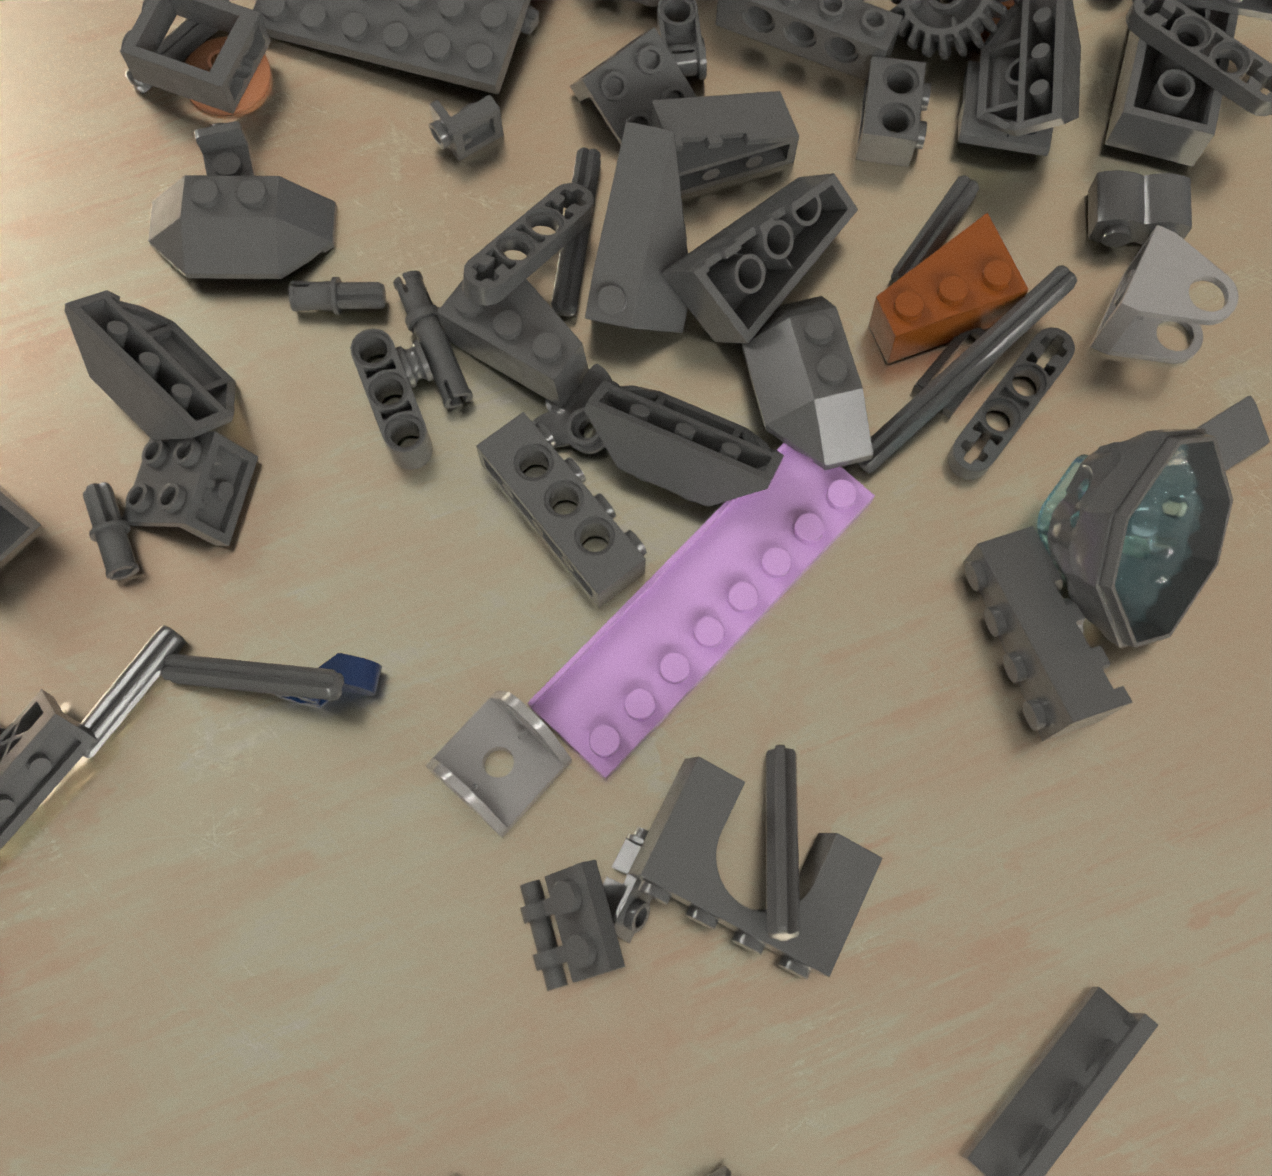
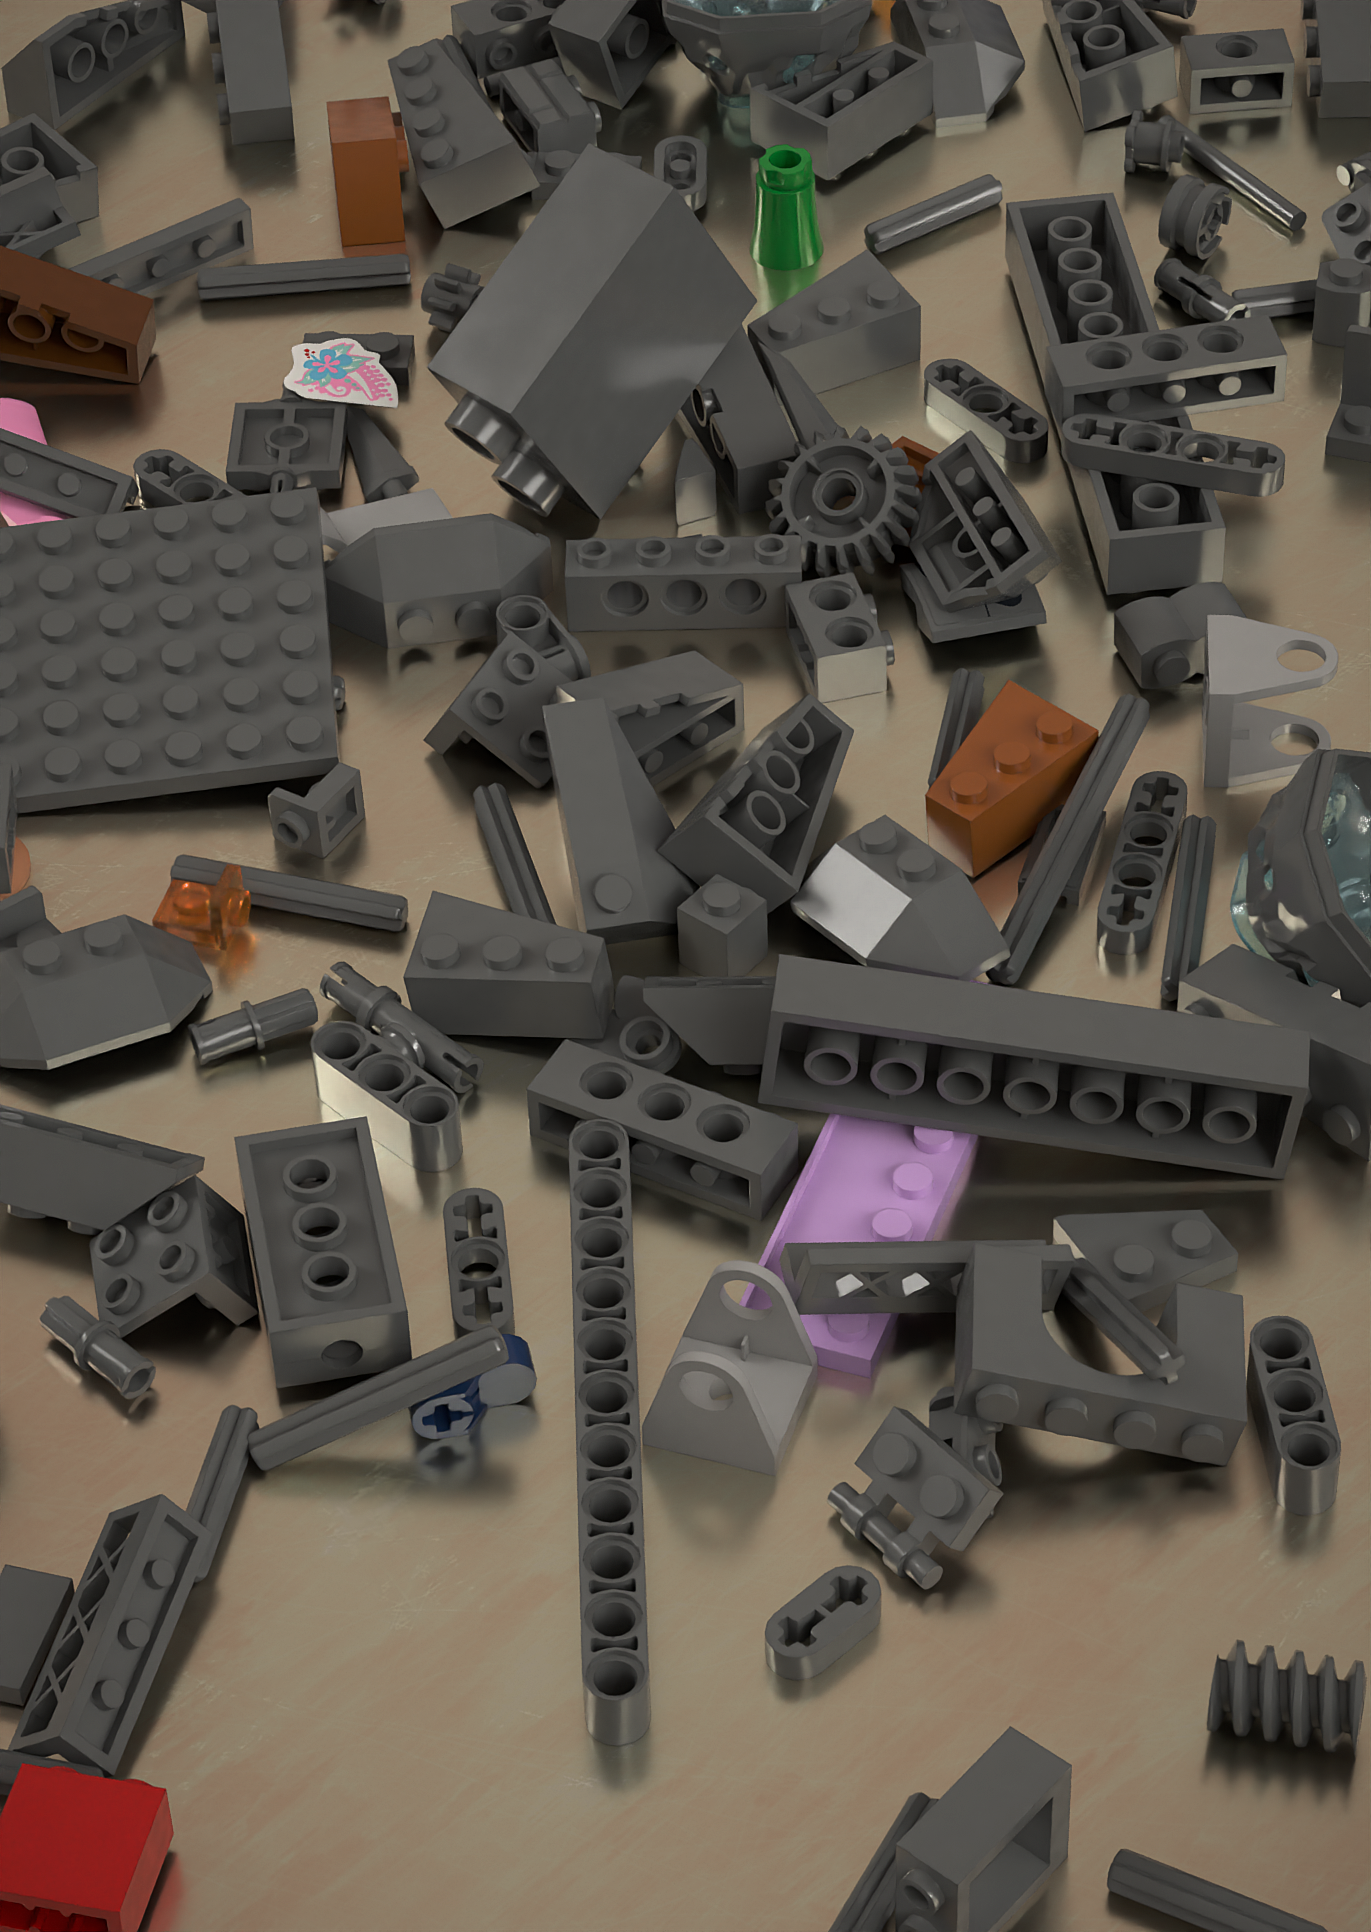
camera: 20 degrees left, 30 degrees down
(255, 504) = (307, 1181): none -> dark grey brick
(353, 179) = (205, 912): none -> clear orange bracket
(360, 602) = (487, 1248): none -> dark grey beam
(405, 776) = (608, 1437): none -> dark grey beam
(417, 187) = (303, 894): none -> dark grey axle
(462, 978) = (815, 1616): none -> dark grey beam
(521, 237) = (479, 874): dark grey beam -> none
(670, 727) = (899, 1274): none -> dark grey fence
(685, 349) = (722, 929): none -> dark grey brick
(832, 592) = (1034, 1067): none -> dark grey brick
(843, 763) = (1149, 1250): none -> dark grey wing
(891, 947) = (1293, 1415): none -> dark grey beam
(1023, 460) = (1188, 903): none -> dark grey axle

